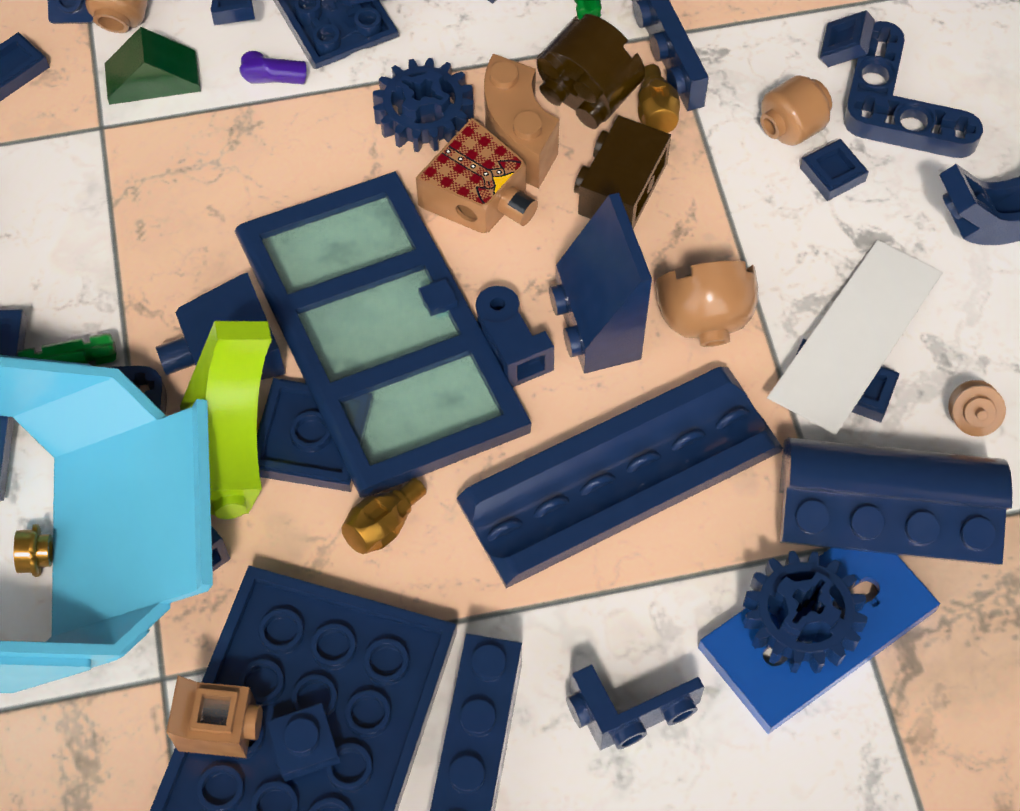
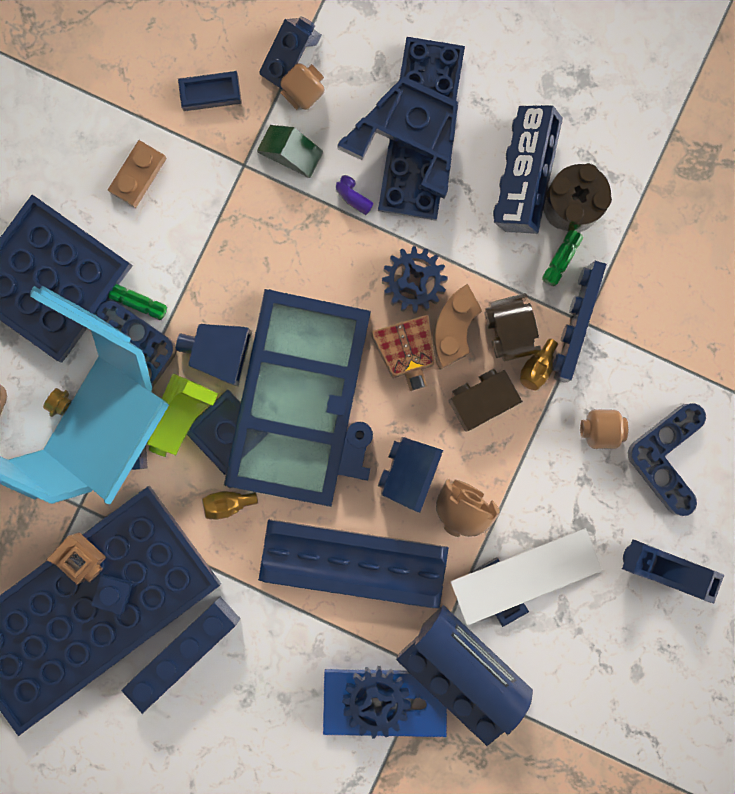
camera: 30 degrees right, 25 degrees up
(592, 707) = (260, 689): dark blue bracket -> none
(834, 169) = (597, 473): dark blue tile -> none
(847, 38) = (672, 402): dark blue tile -> none
(977, 408) = (548, 659): wheel -> none

